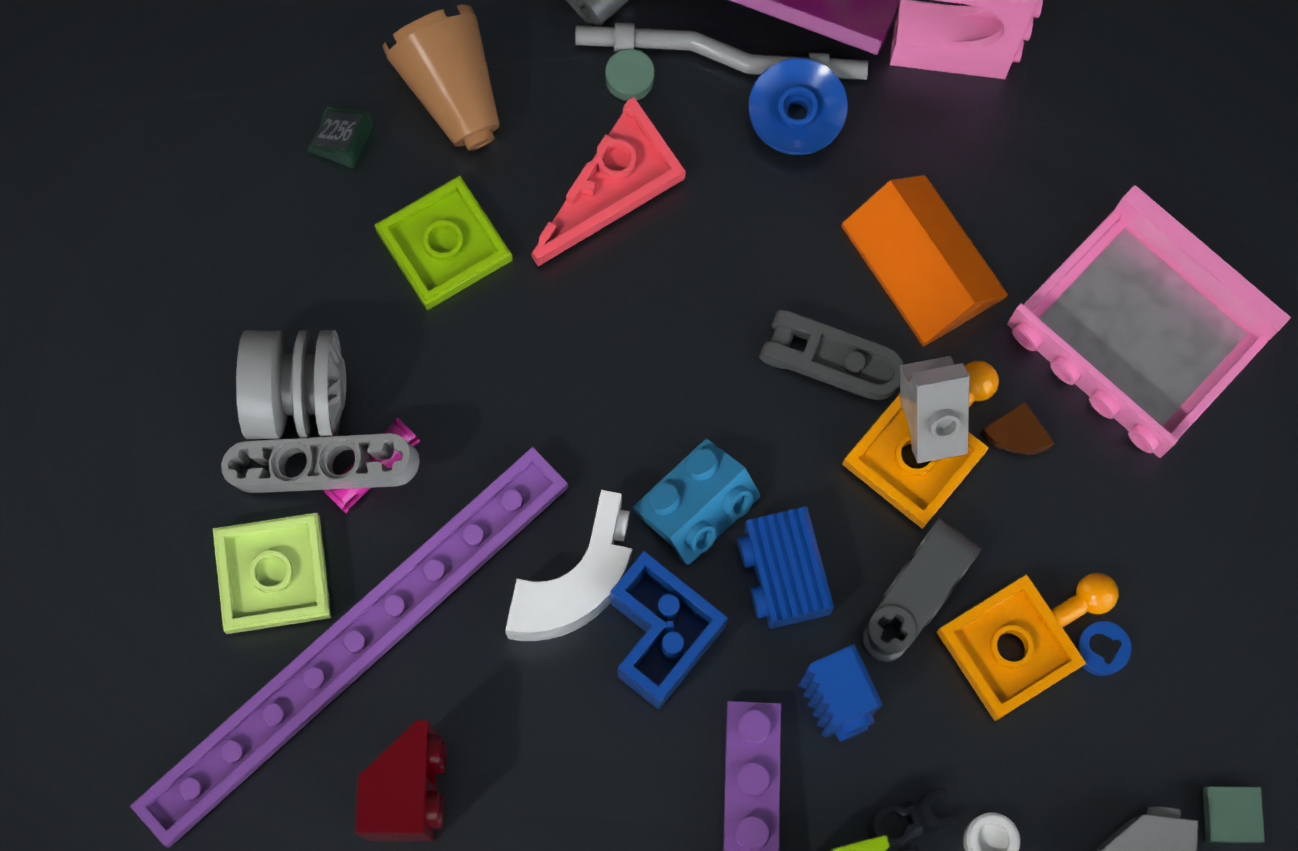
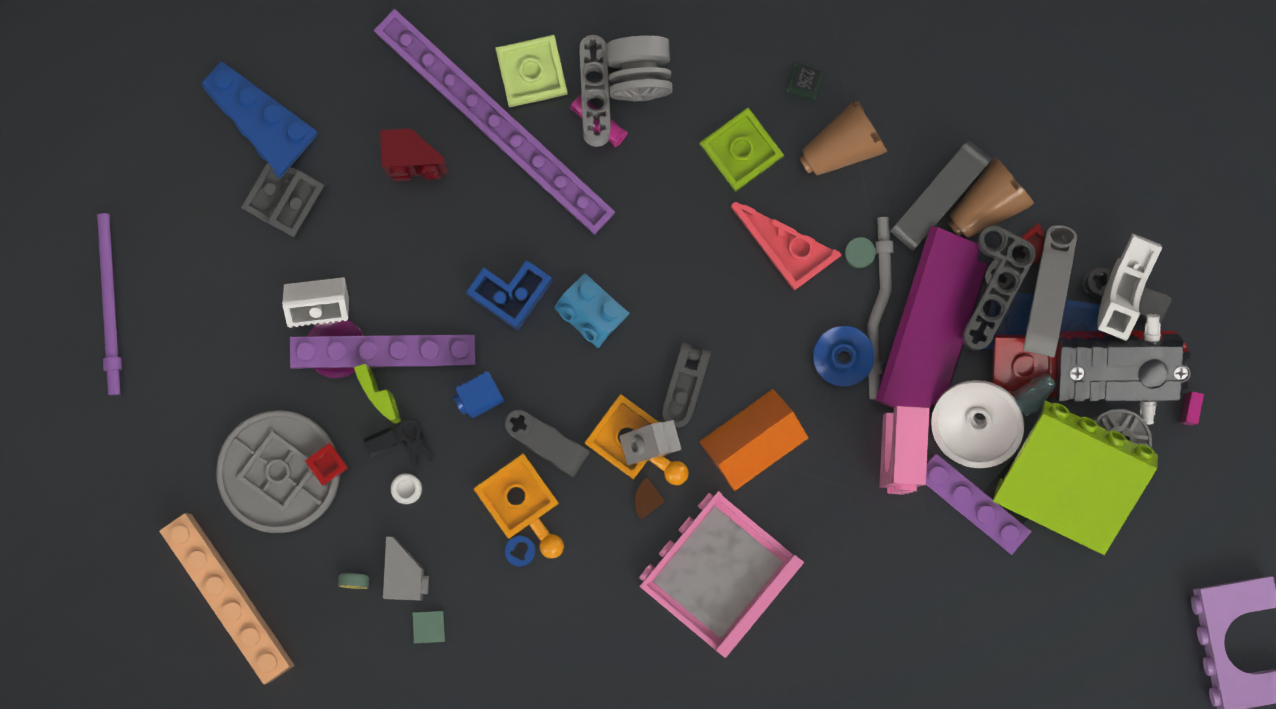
camera: 85 degrees right, 10 degrees up
(575, 599) = (528, 245): white arch -> none
(786, 568) = (553, 363): blue brick -> none

